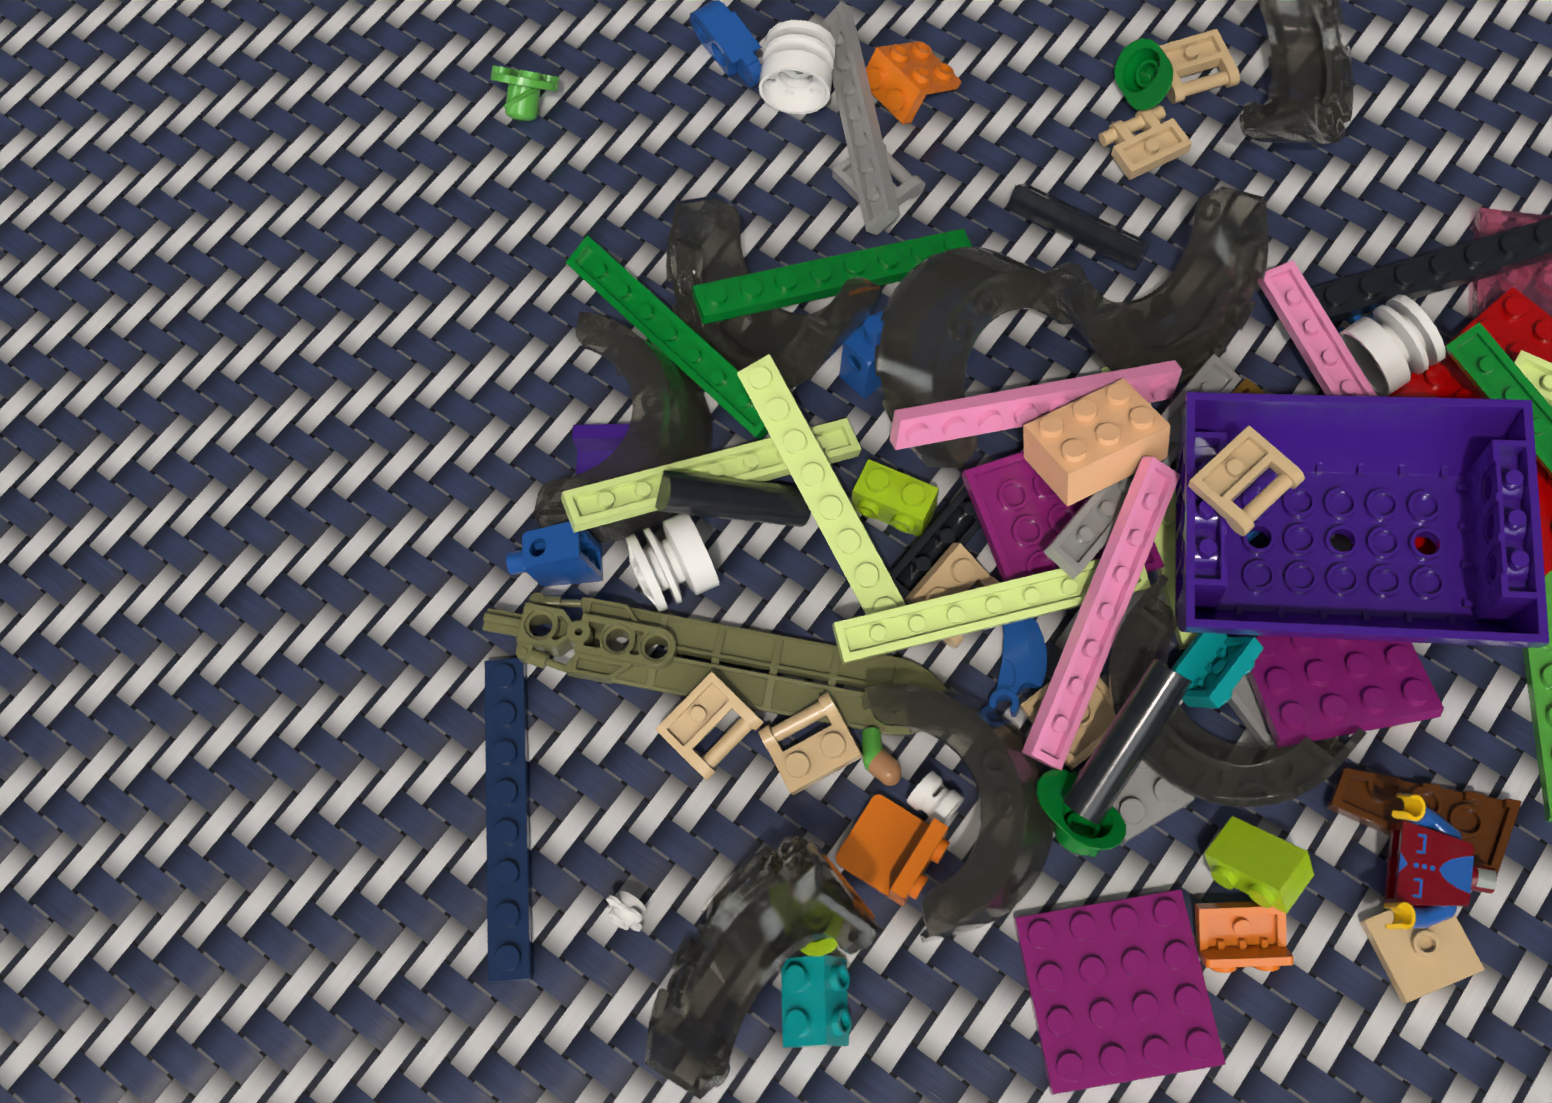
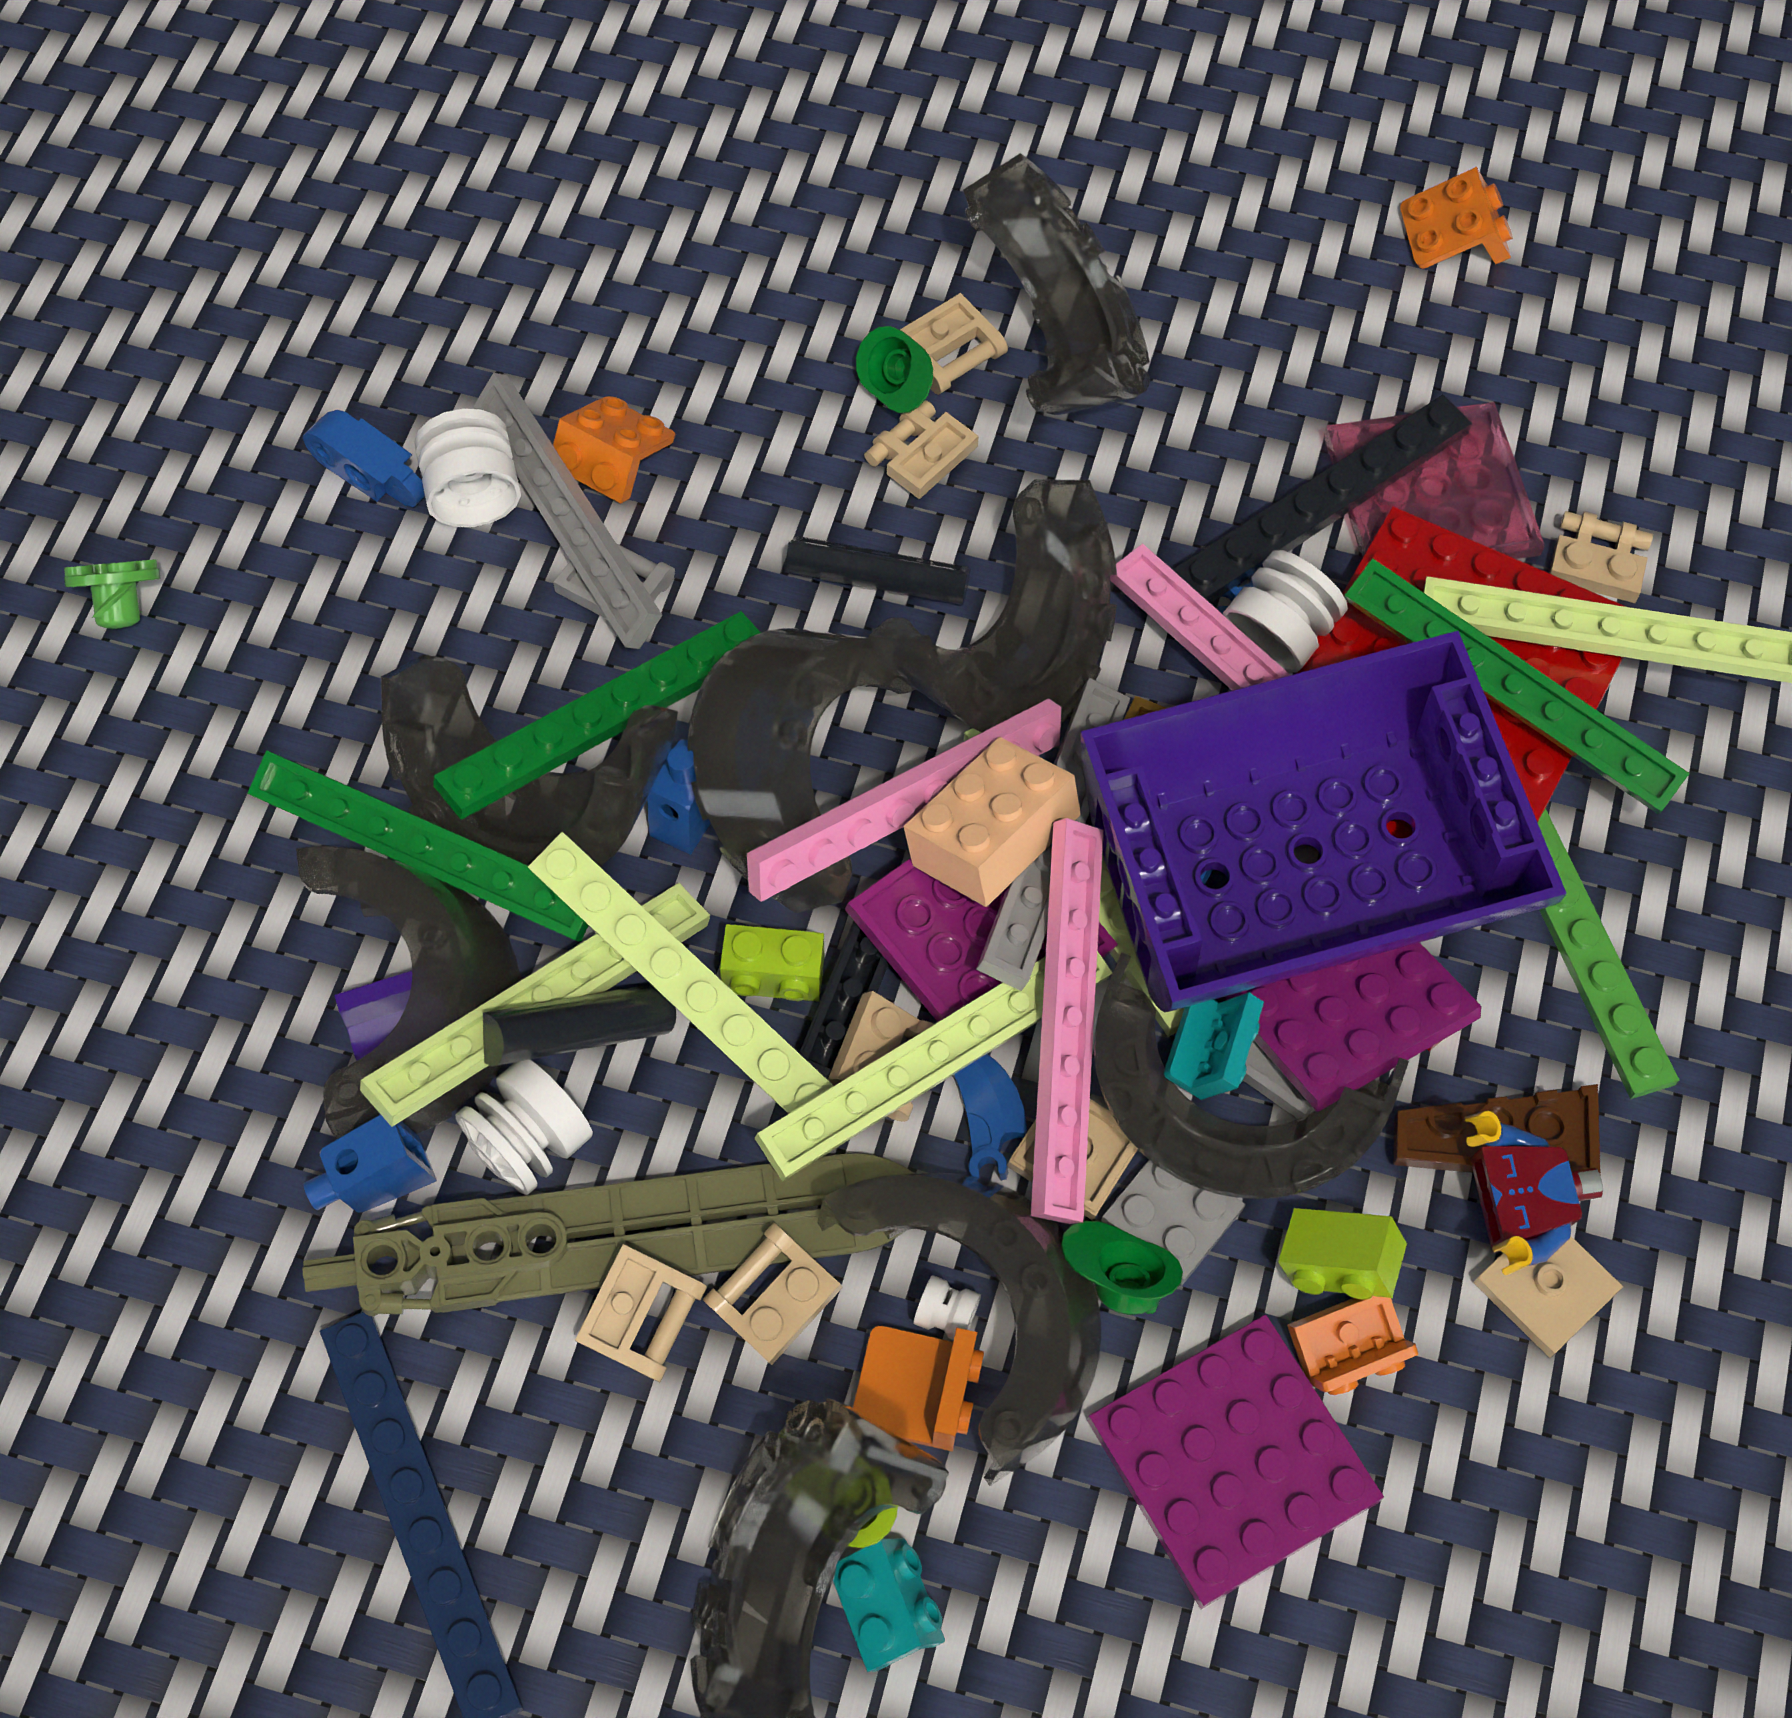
camera: 30 degrees left, 5 degrees down
(626, 911) = (615, 1578): white plate -> none
(877, 760) = (862, 1285): arm -> none
(1126, 741) = (1149, 1160): black brick -> none
(1236, 470) = (1167, 806): tan plate -> none

